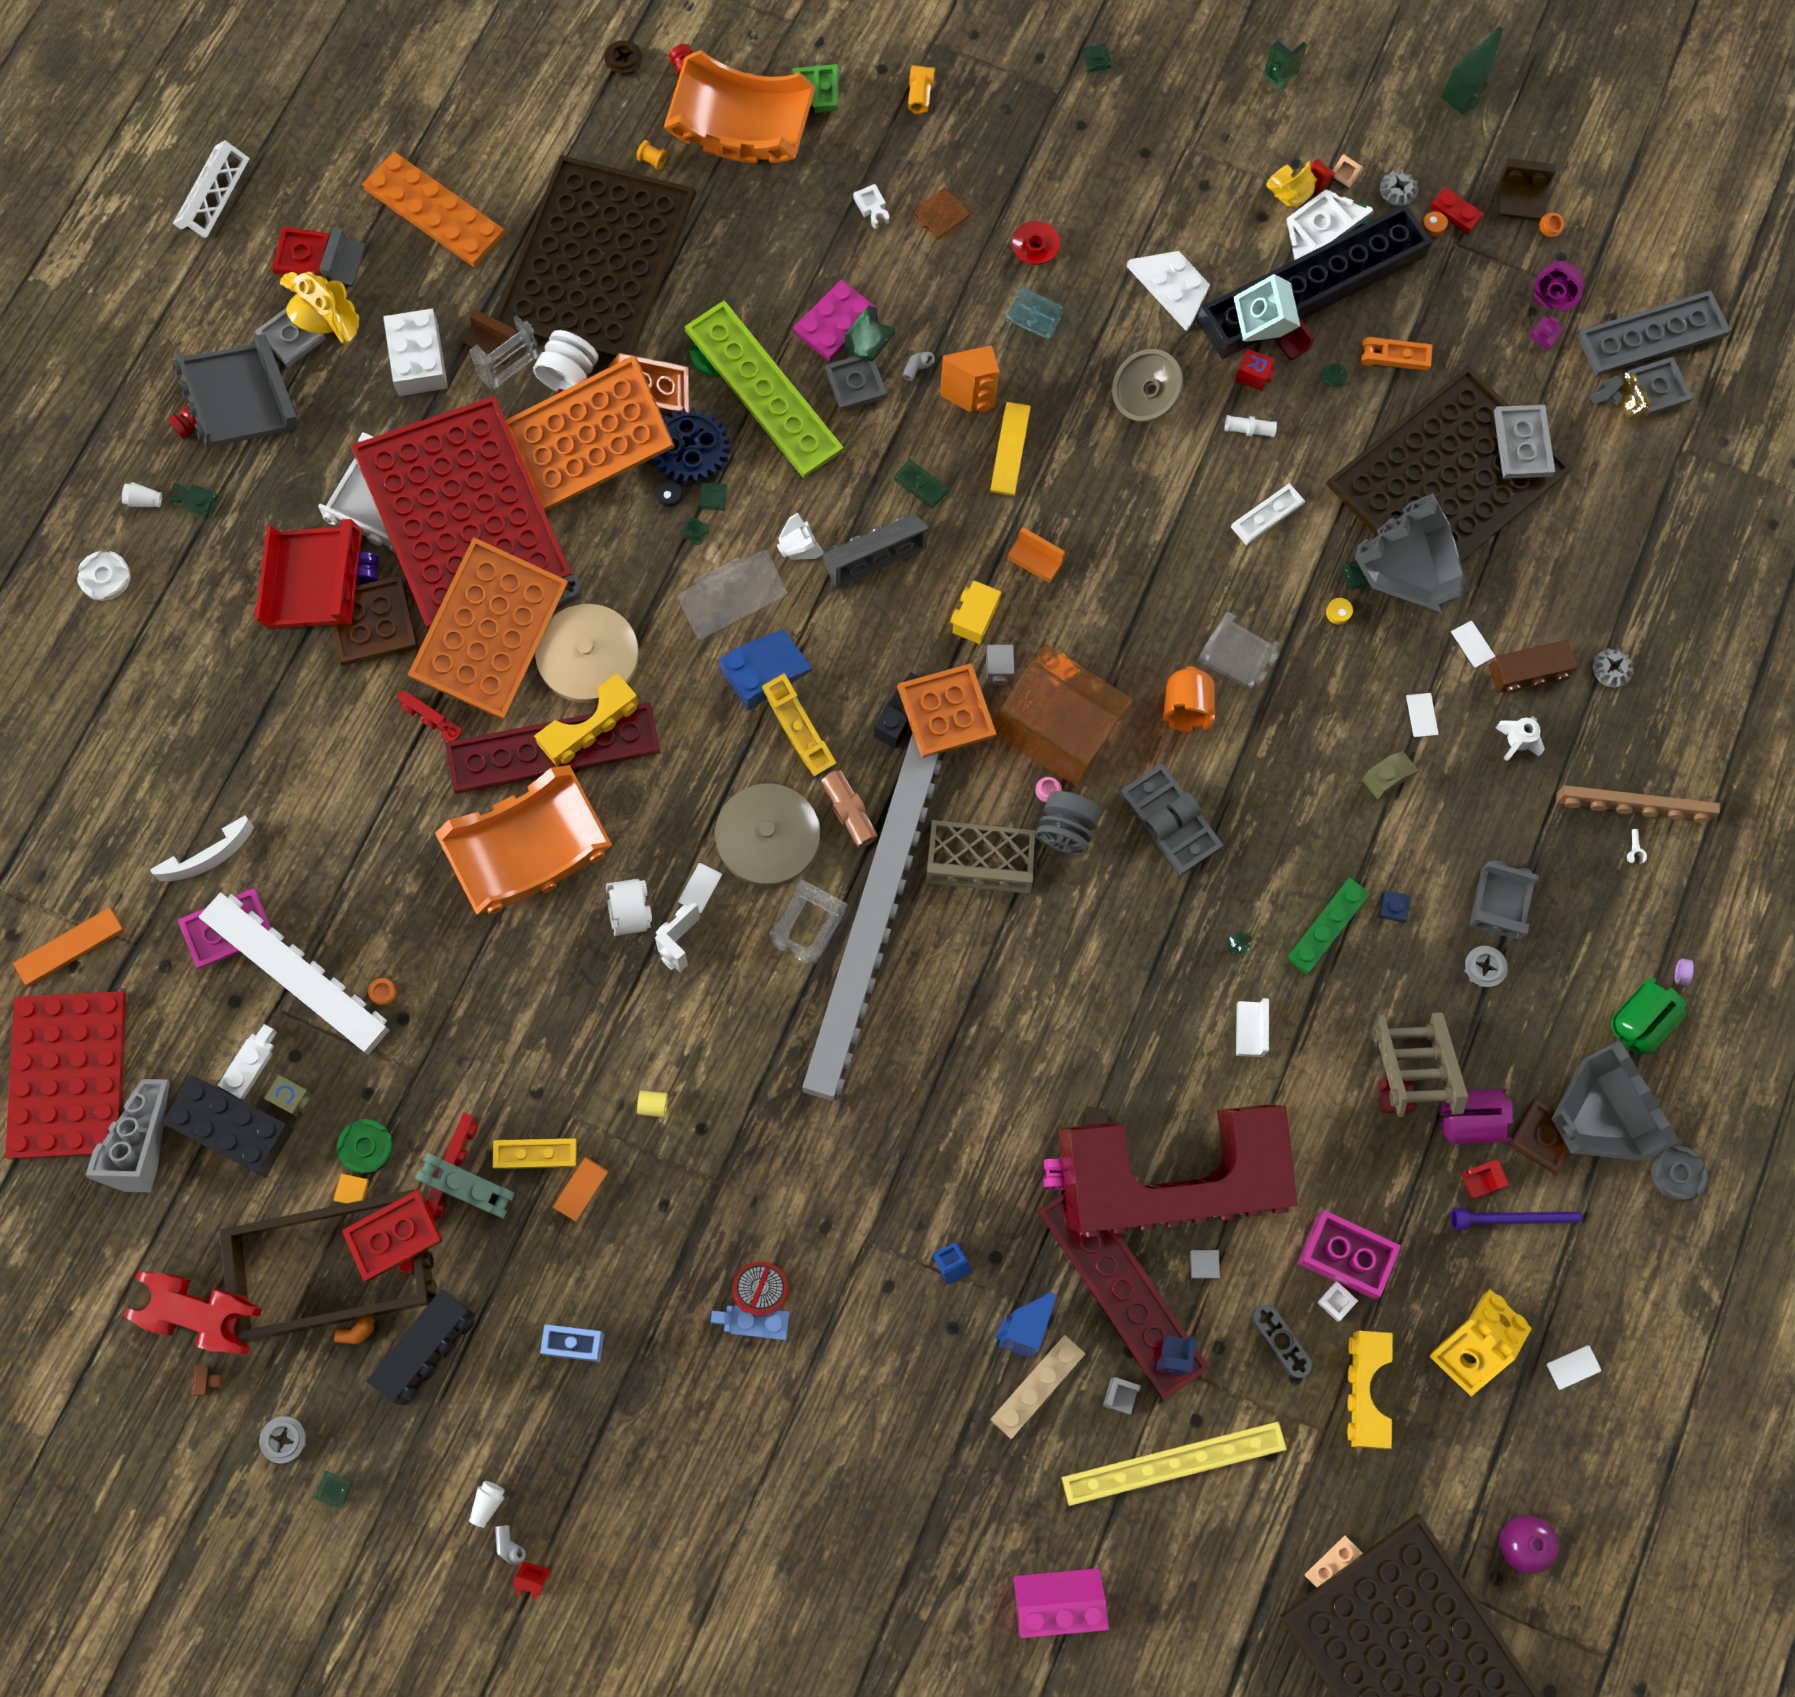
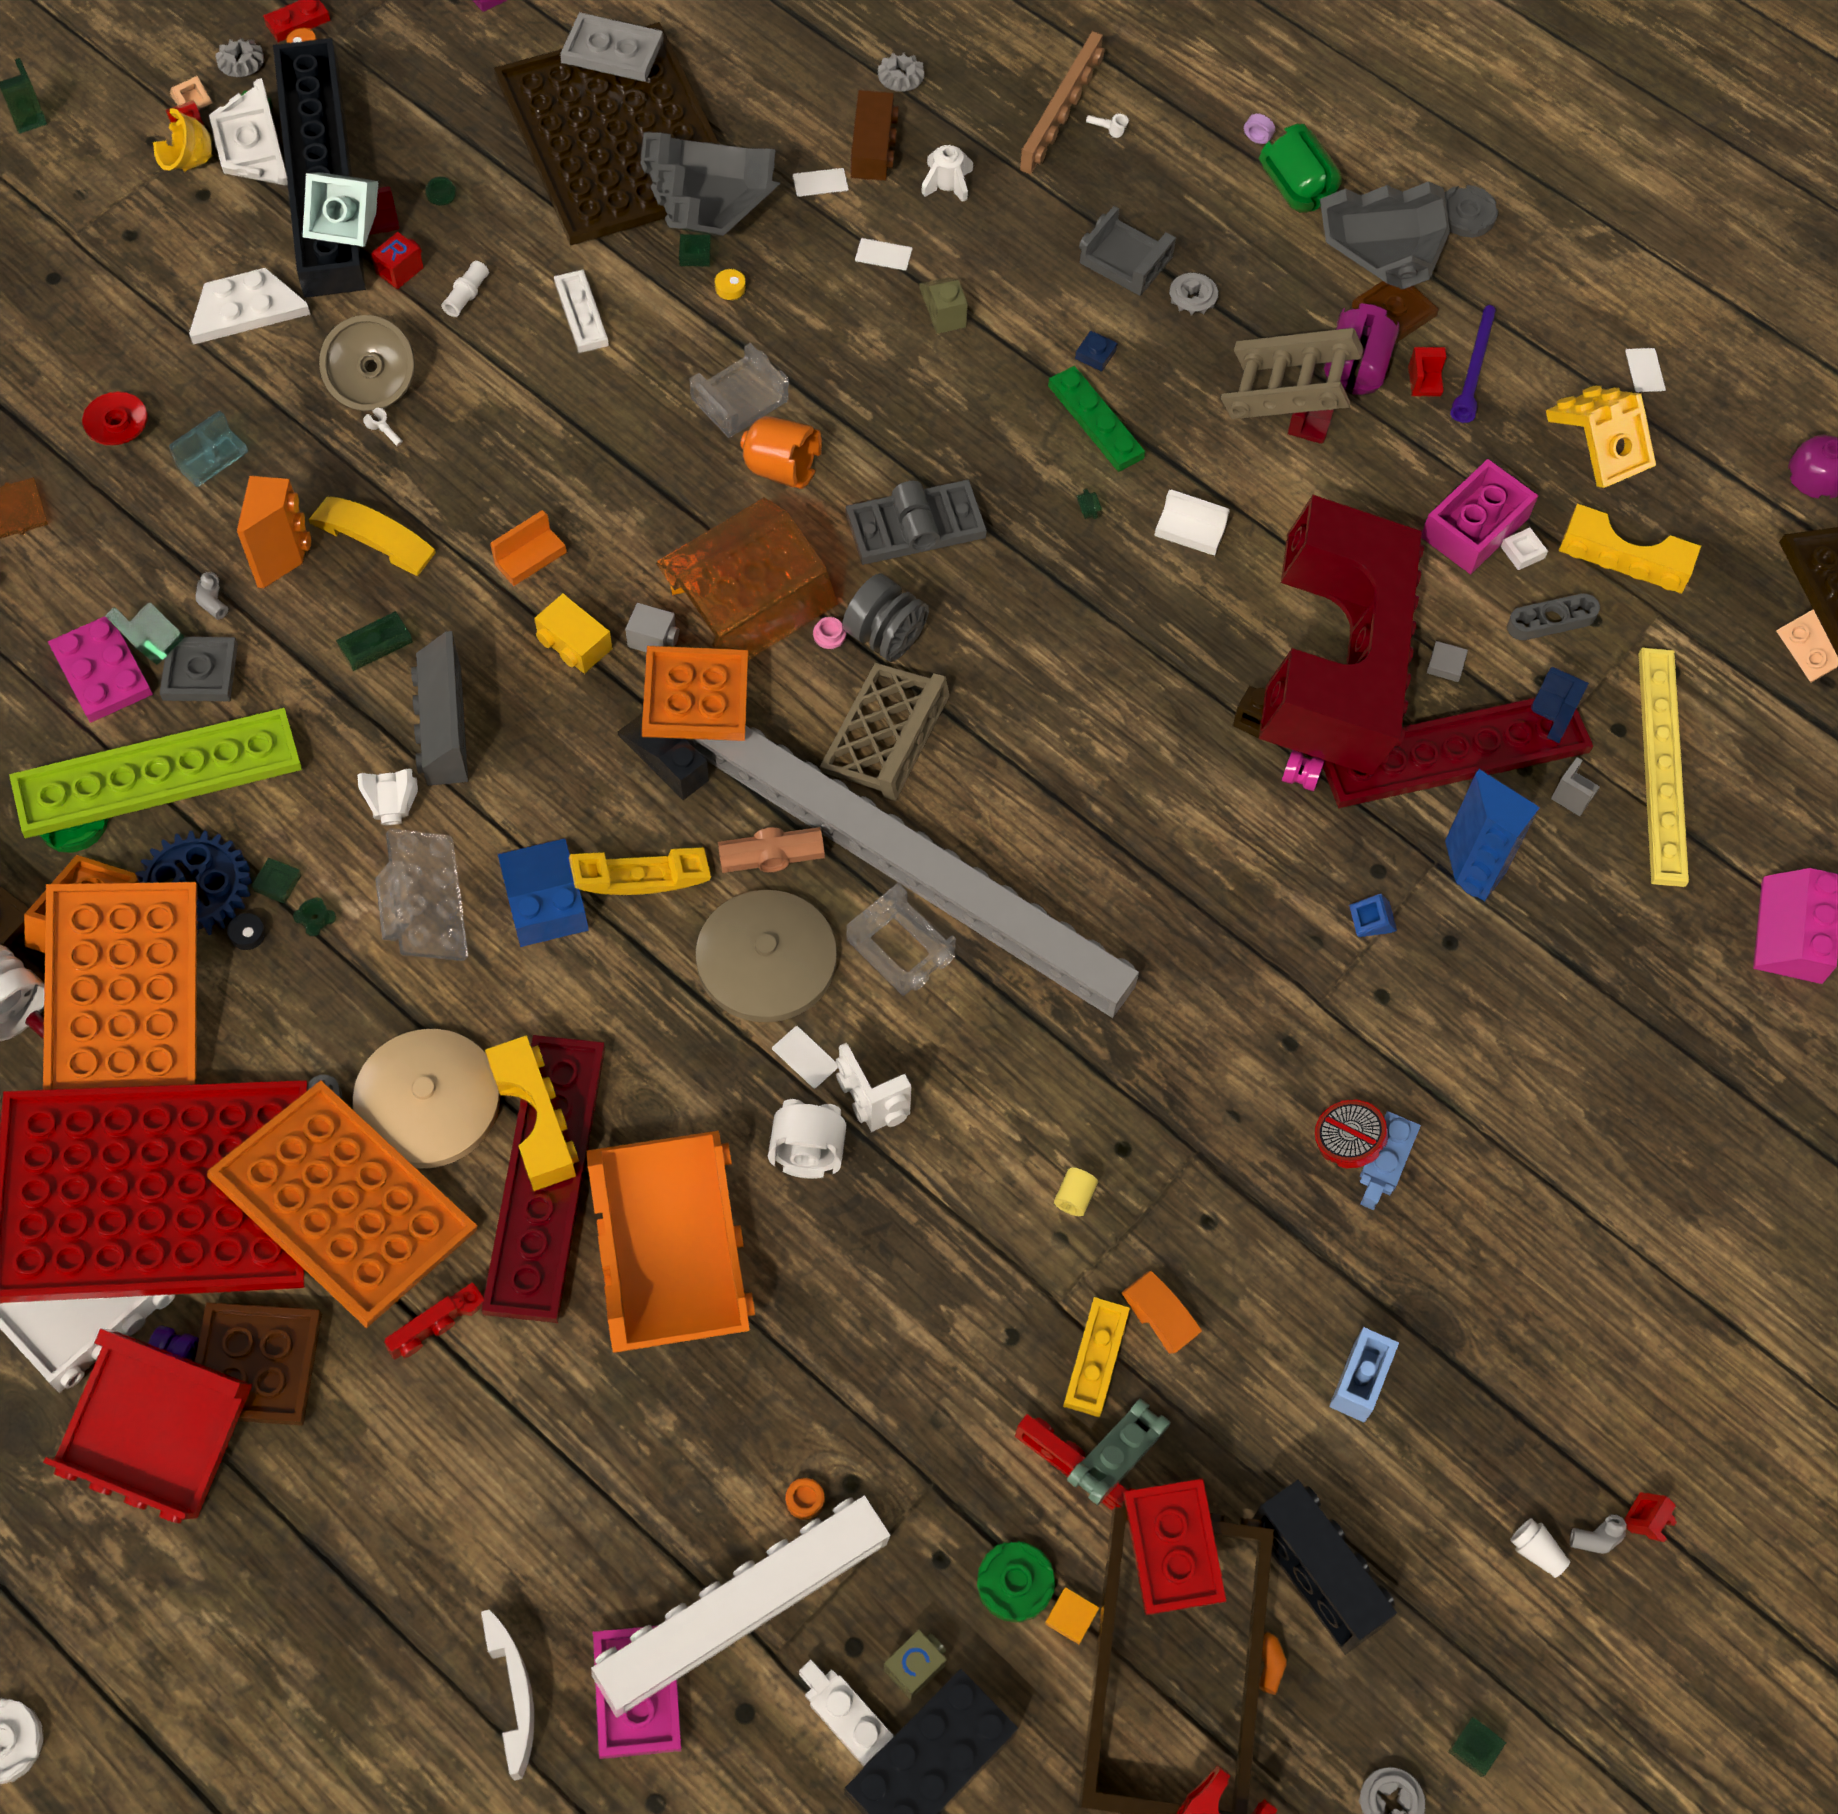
camera: 70 degrees left, 10 degrees down
(1037, 1386) = (1553, 885): tan plate -> none
(1104, 419) = (382, 425): none -> white hand
(1396, 353) = (444, 127): orange plate -> none

